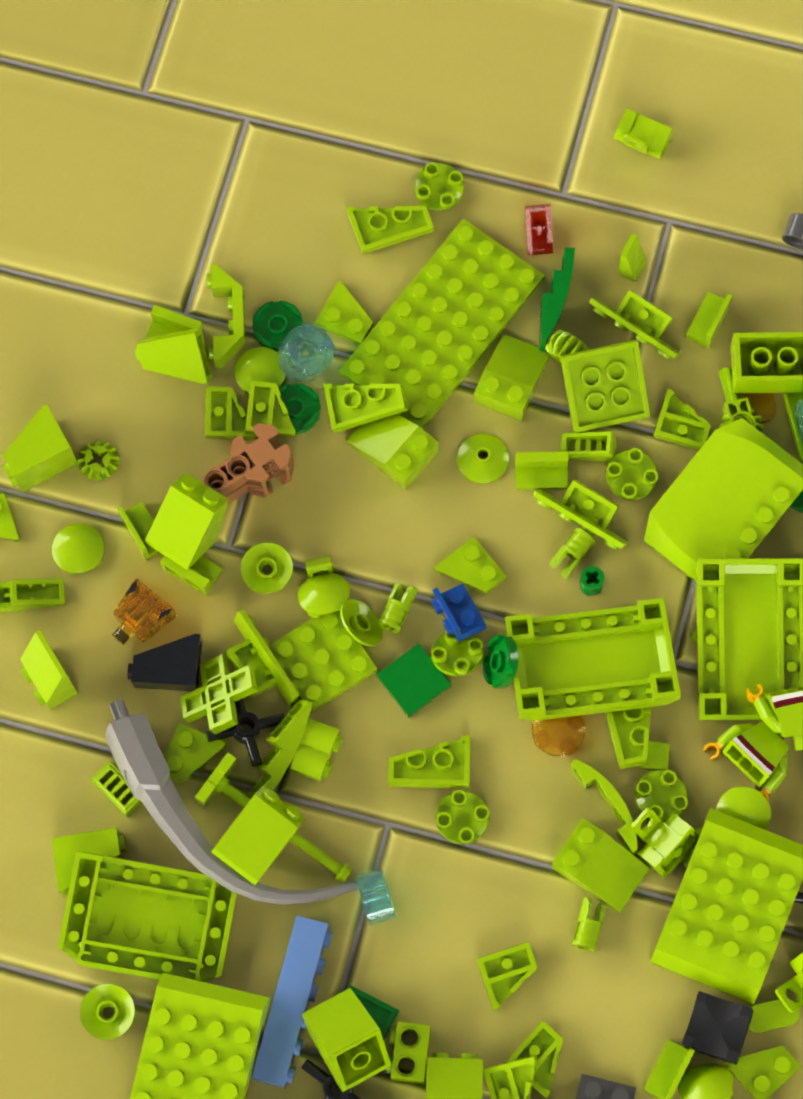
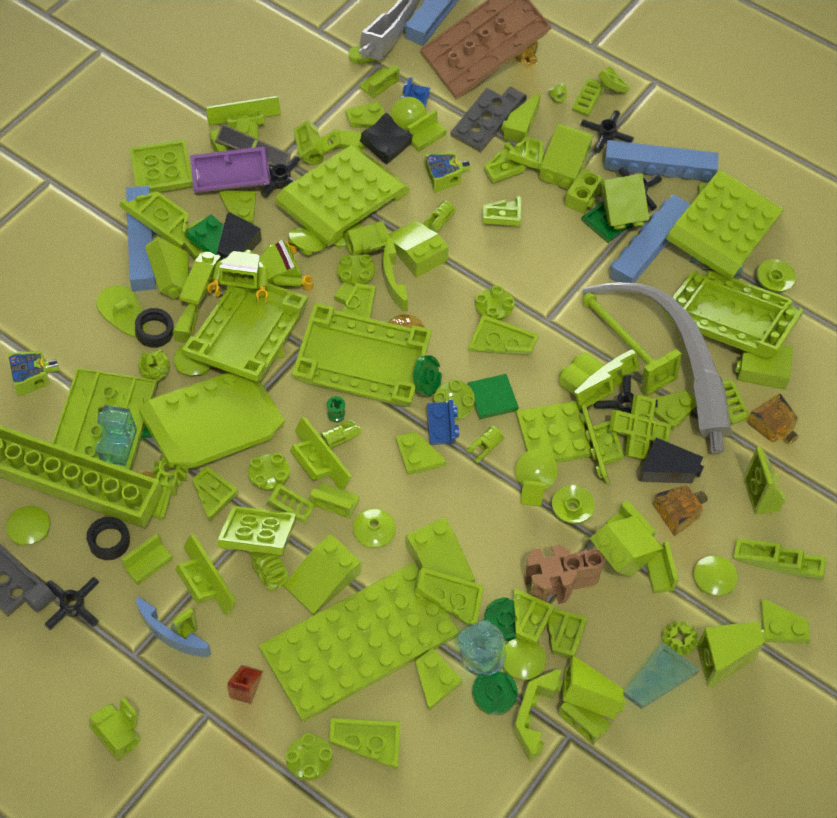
camera: 165 degrees left, 15 degrees down
(57, 779) = (775, 420): none -> clear yellow torso
(108, 408) = (659, 676): none -> clear light blue wing
(258, 835) = (644, 323): lime slope -> none
(361, 622) = (517, 438): lime dish -> none
(375, 896) = (573, 278): clear light blue beam -> none
(554, 302) = (264, 612): green slope -> none
(614, 1010) = (444, 170): none -> torso
(654, 248) = (192, 644): none -> medium blue slope
(759, 249) = (74, 610): none -> black bar
(769, 306) = (101, 525): none -> black tyre

